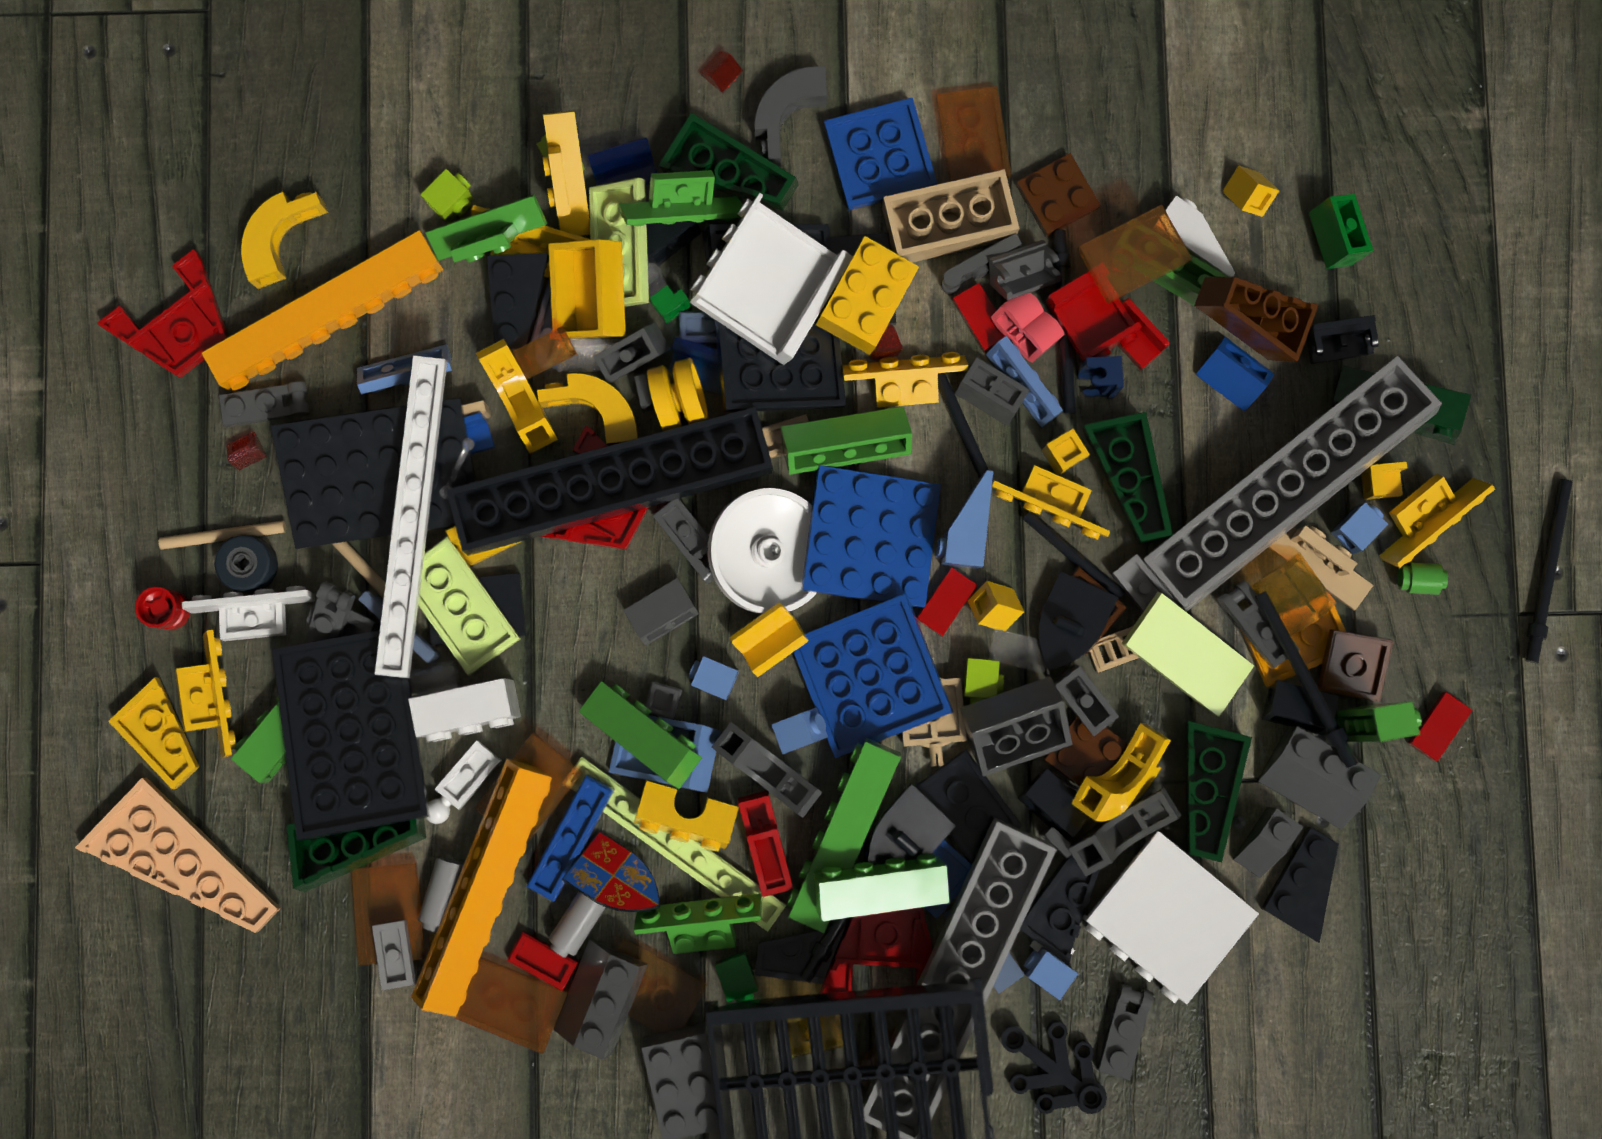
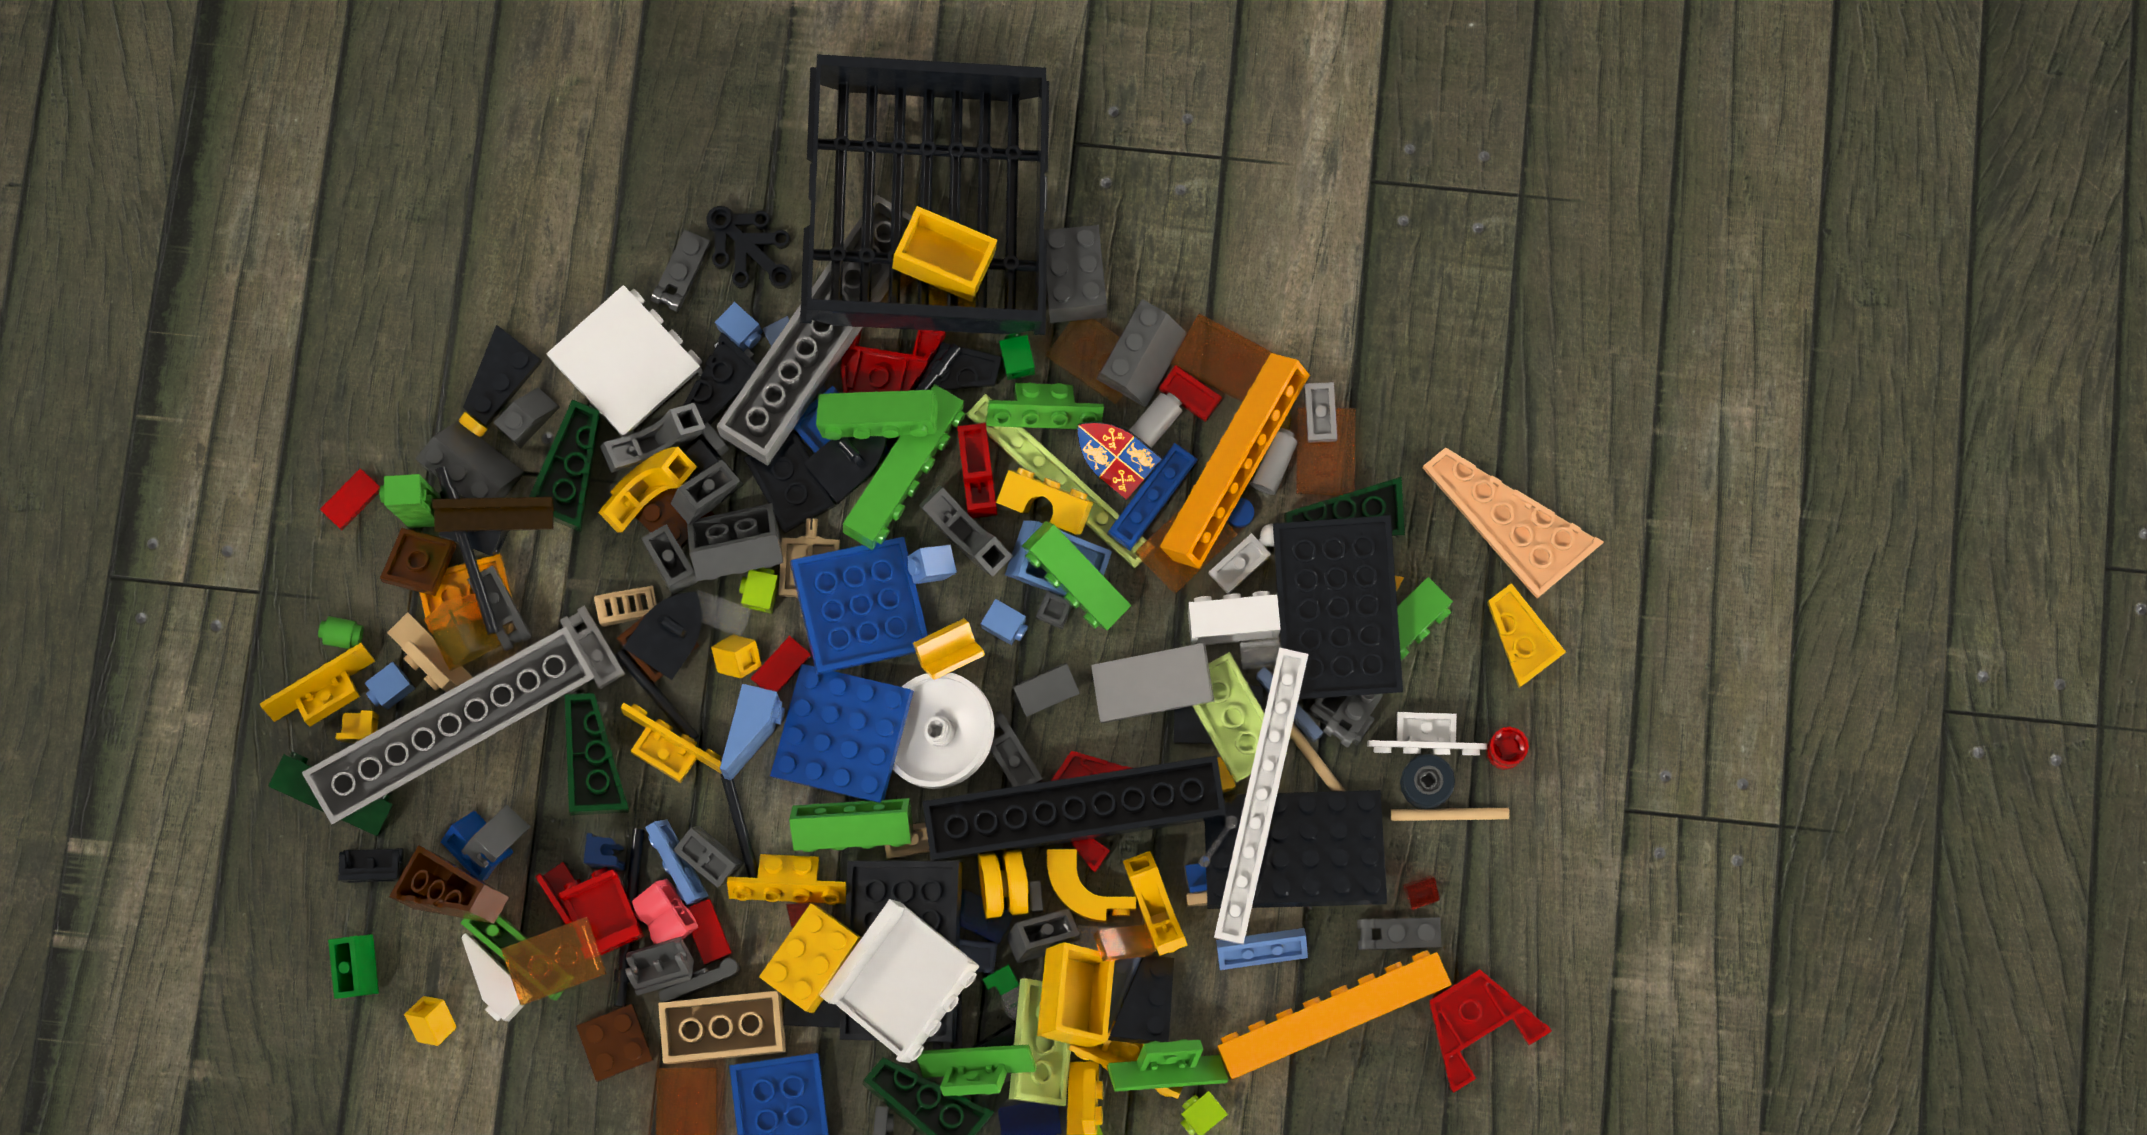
camera: 170 degrees left, 5 degrees down
(202, 696) = (1476, 664): yellow bracket -> none
(266, 230) = (1387, 1094): yellow arch -> none
(468, 830) = (1242, 514): none -> blue tile
(546, 631) = (1152, 683): none -> light grey tile
(828, 1081) = (944, 254): none -> yellow piece
(1057, 777) = (704, 492): none -> dark grey slope
(1065, 451) = (649, 789): yellow panel -> none
(1187, 654) = (568, 588): yellowish green tile -> none
(1217, 379) = (495, 837): none -> dark grey hinge
(1285, 718) = (493, 514): none -> dark brown fence
(1324, 825) = (472, 424): none -> yellow tile
(1537, 629) = (245, 573): black bar -> none

